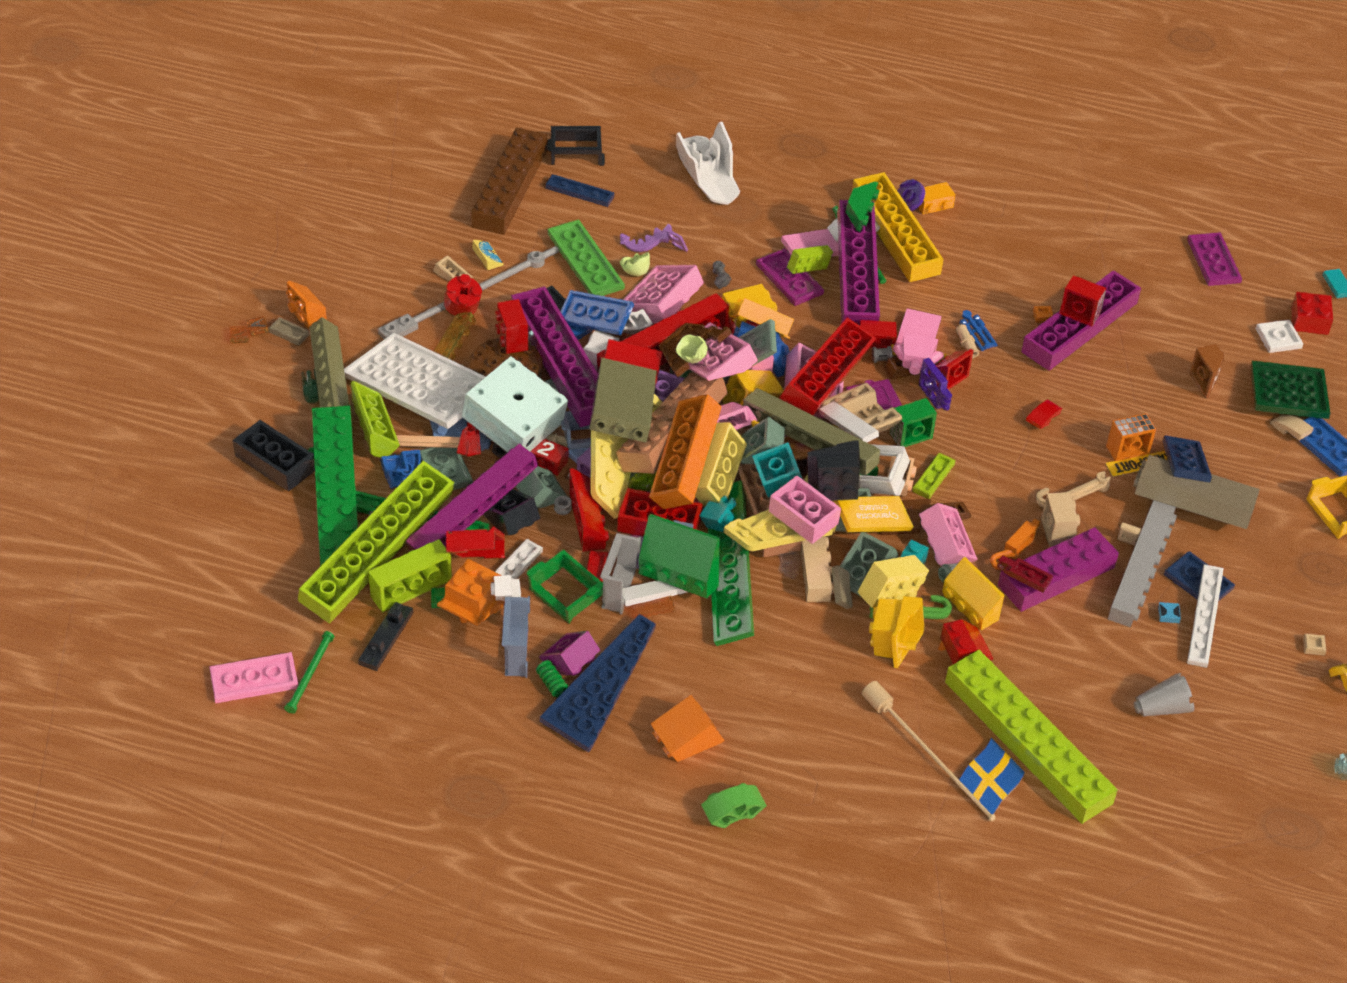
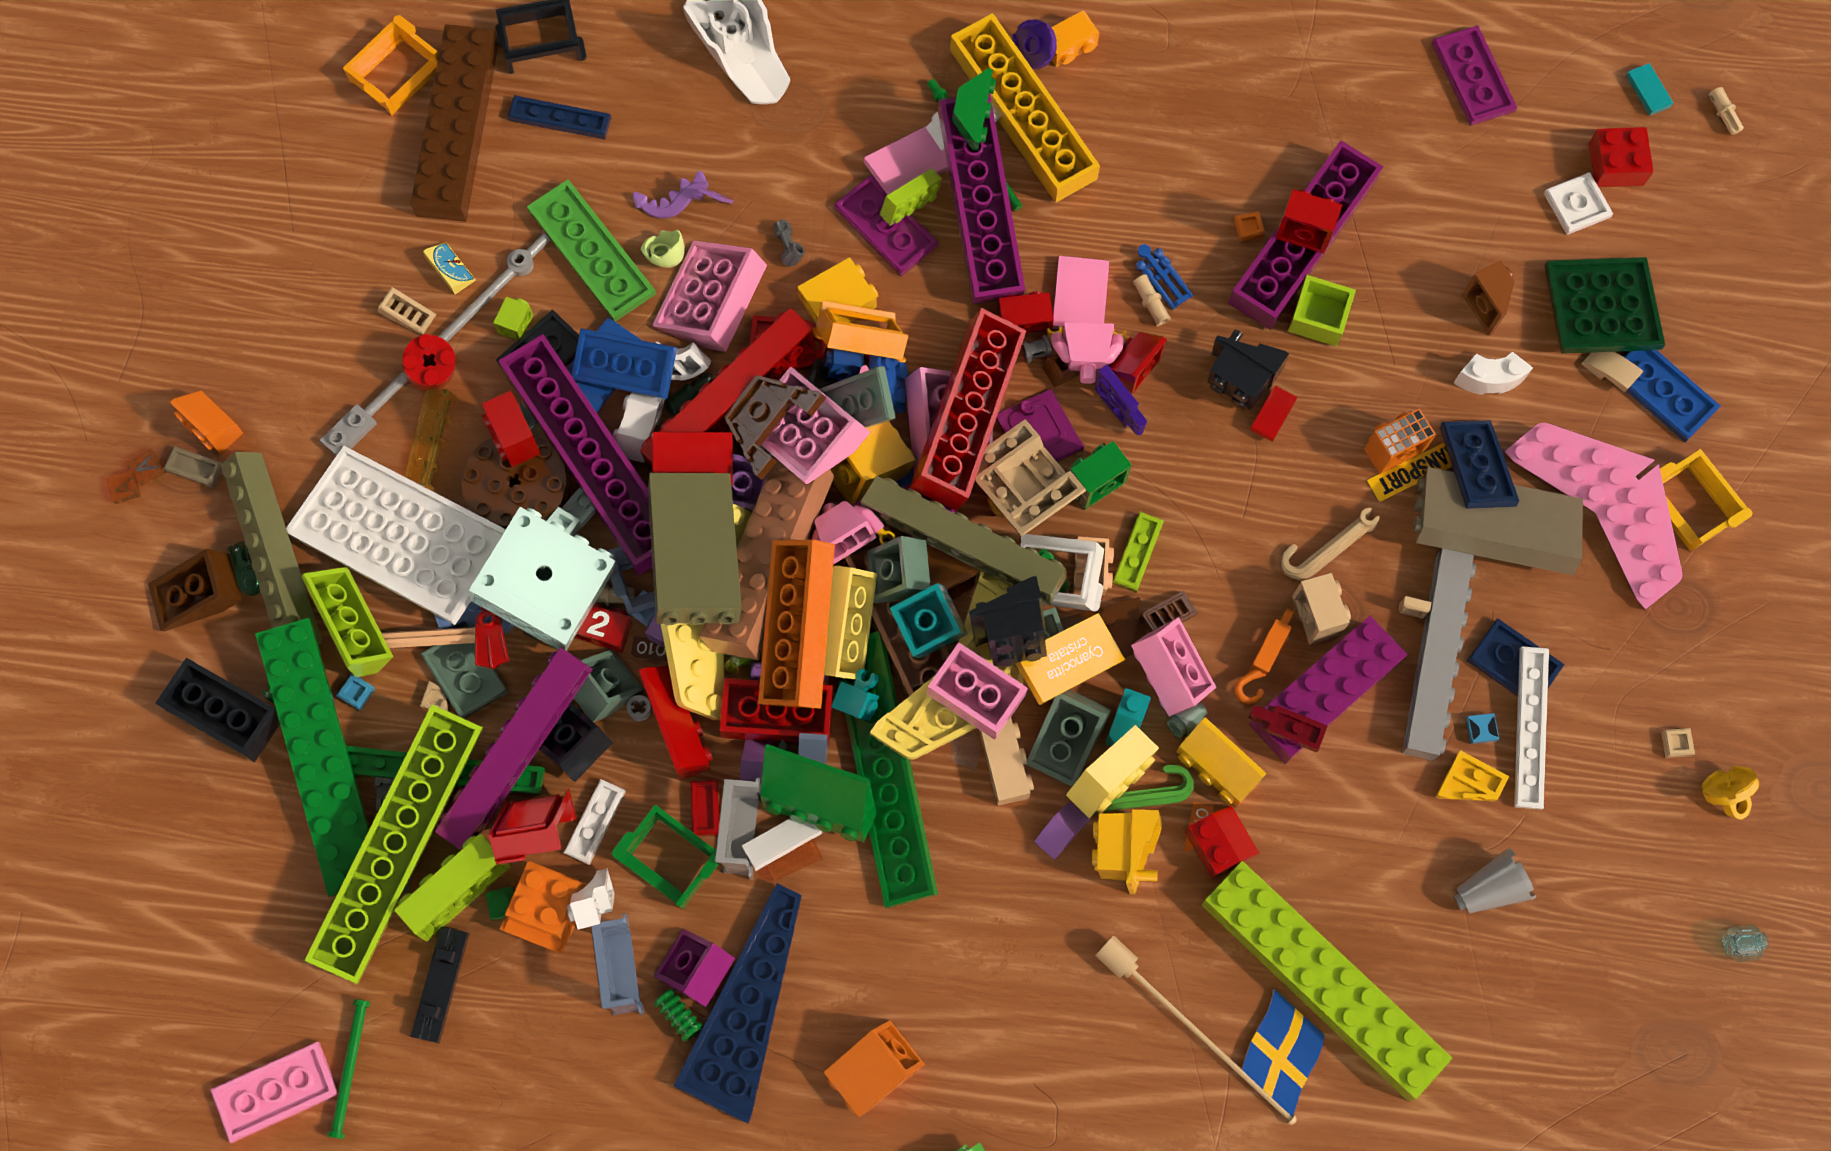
camera: 10 degrees left, 25 degrees up
(273, 392) = (195, 590): none -> reddish brown slope
(367, 466) = (355, 692): none -> dark azure tile
(399, 467) = (402, 688): blue brick -> none
(484, 130) = (378, 49): none -> light orange piece
(524, 282) = (513, 318): none -> lime brick
(692, 349) = (774, 435): yellowish green hair -> none
(842, 587) = (1043, 782): dark tan tile -> none
(848, 421) = (1013, 511): white tile -> none
(849, 620) = (1061, 830): none -> medium lavender slope
(1027, 380) = (1244, 369): none -> black piece
(1086, 360) = (1321, 310): none -> lime piece
(1156, 639) = (1471, 780): none -> yellow wing
(1204, 414) = (1493, 375): none -> white brick
(1287, 488) = (1628, 509): none -> bright pink wing

